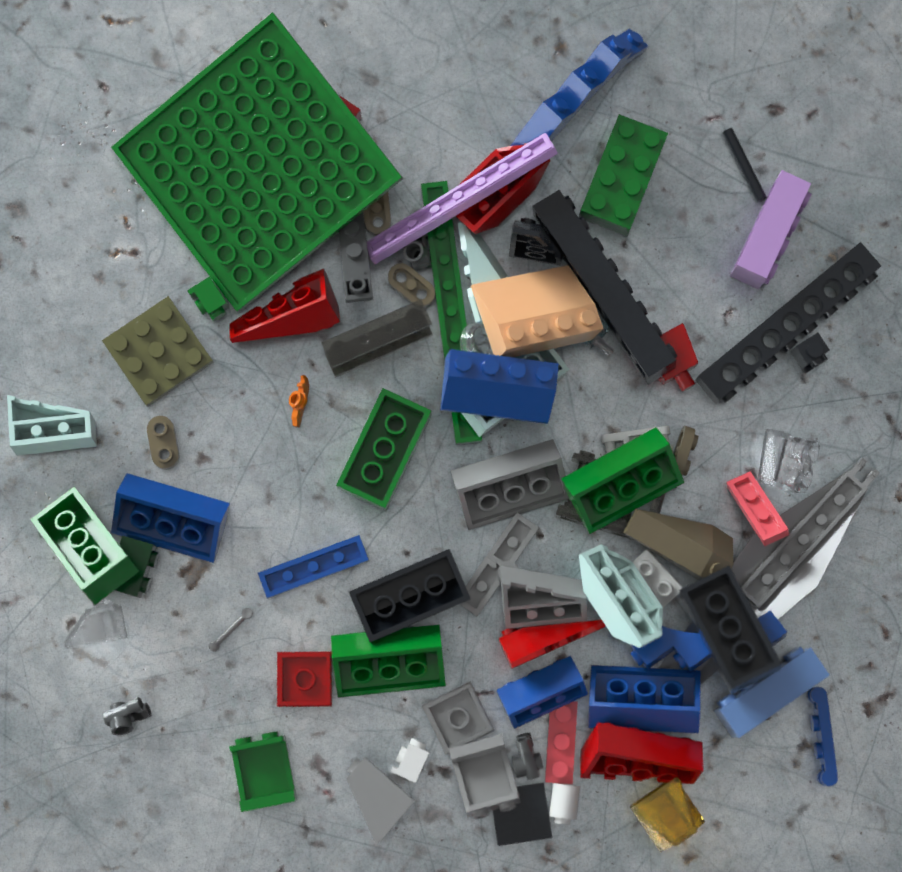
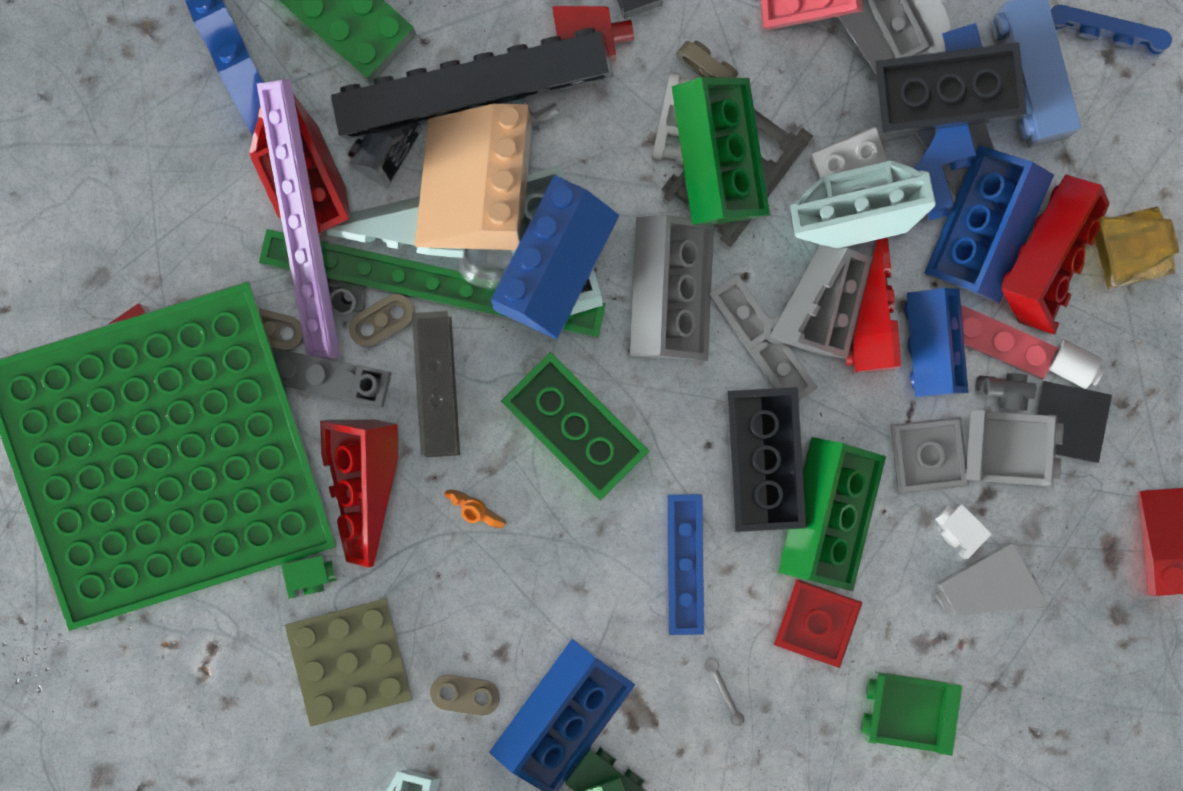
camera: 65 degrees left, 5 degrees up
(685, 543) = (826, 99): dark tan wedge -> none

